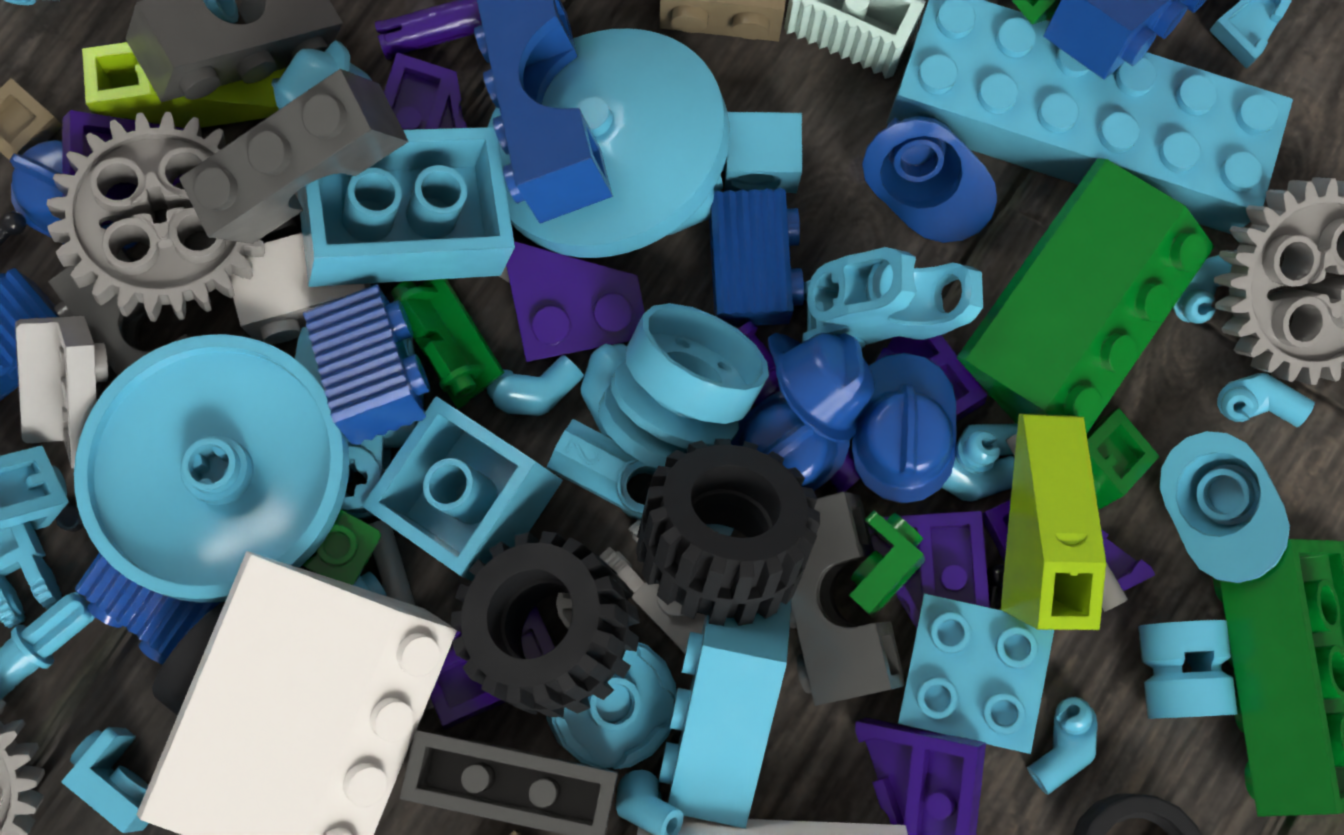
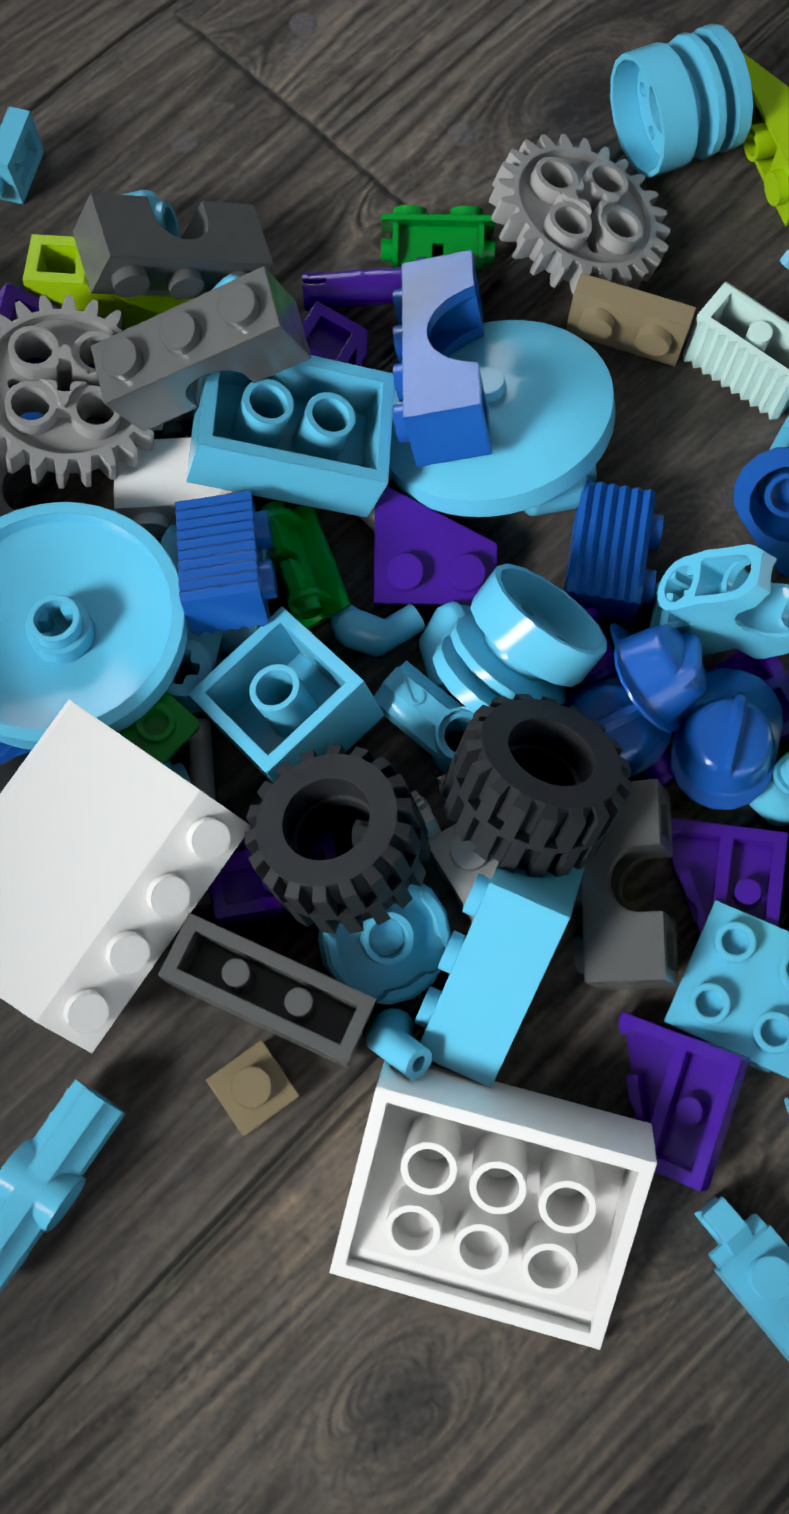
camera: 15 degrees right, 5 degrees down
(764, 151) = (642, 455): medium azure brick -> none
(882, 575) = (679, 872): green bracket -> none

